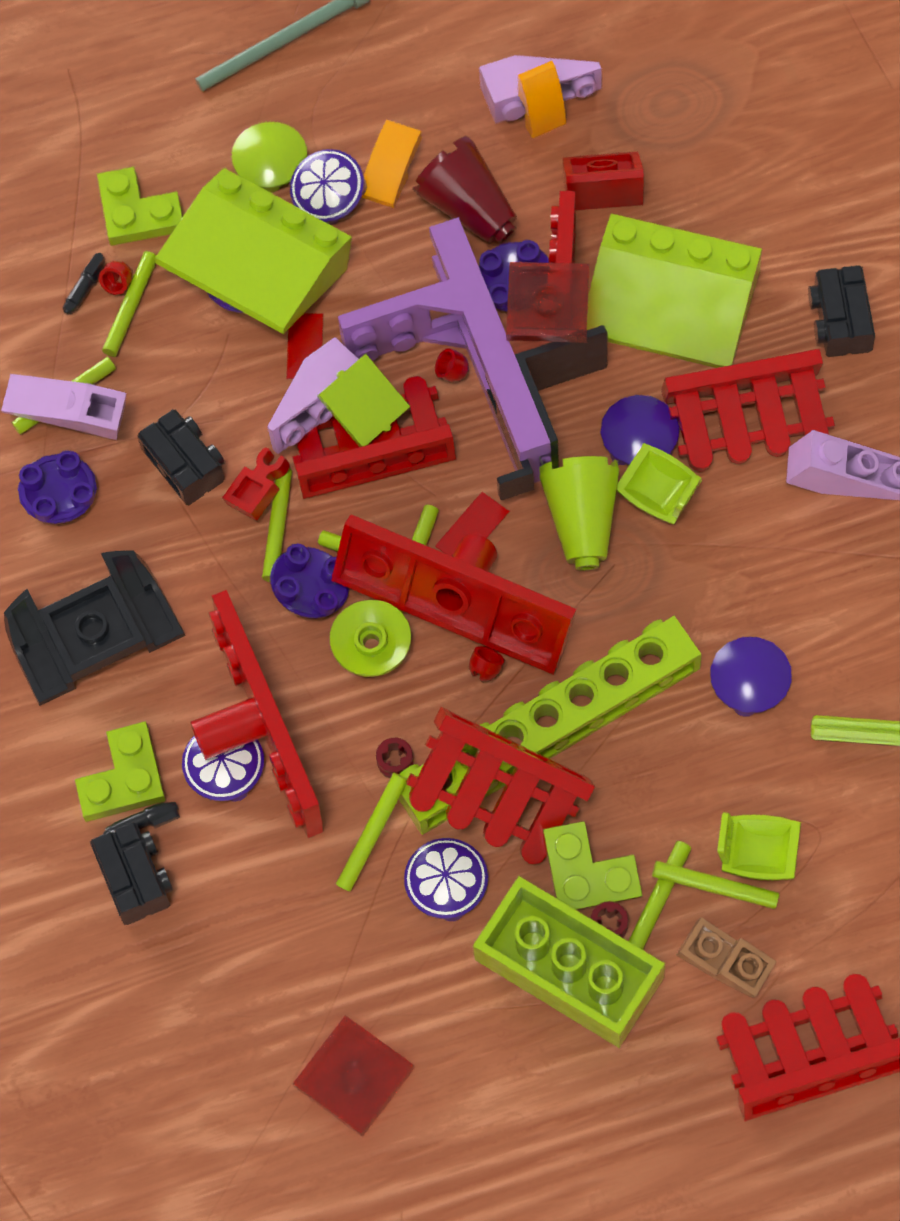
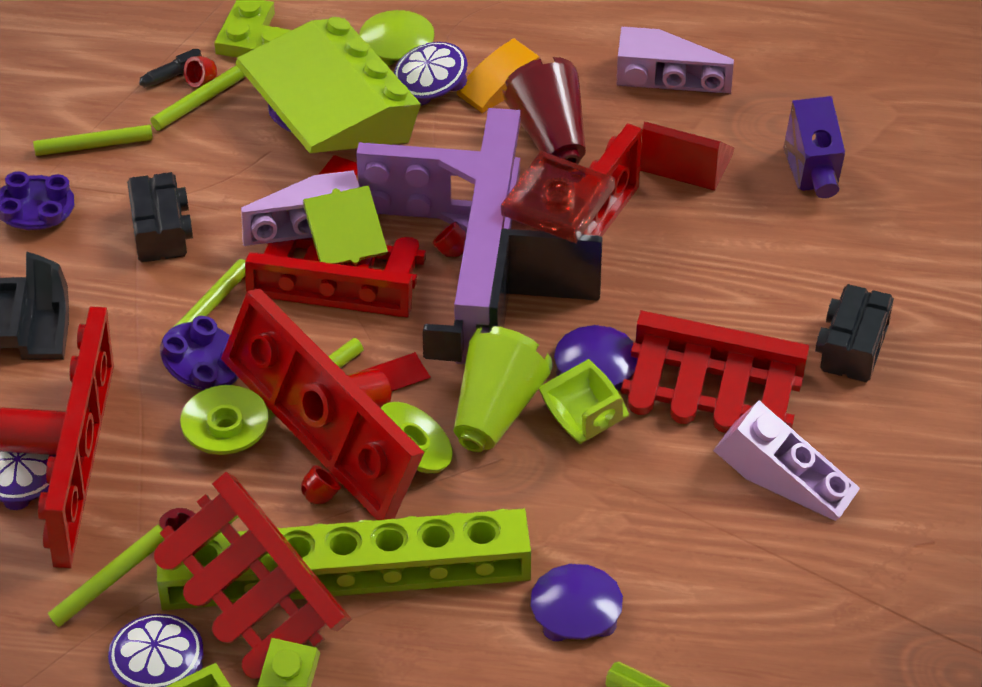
camera: 20 degrees right, 20 degrees down
(66, 404) = (88, 140): lavender slope -> none
(255, 489) = (206, 264): red plate -> none
(541, 576) = (424, 433): none -> lime dish
(542, 99) = (663, 67): light orange slope -> none
(672, 291) = (698, 255): lime slope -> none
(717, 131) = (819, 161): none -> dark purple torso

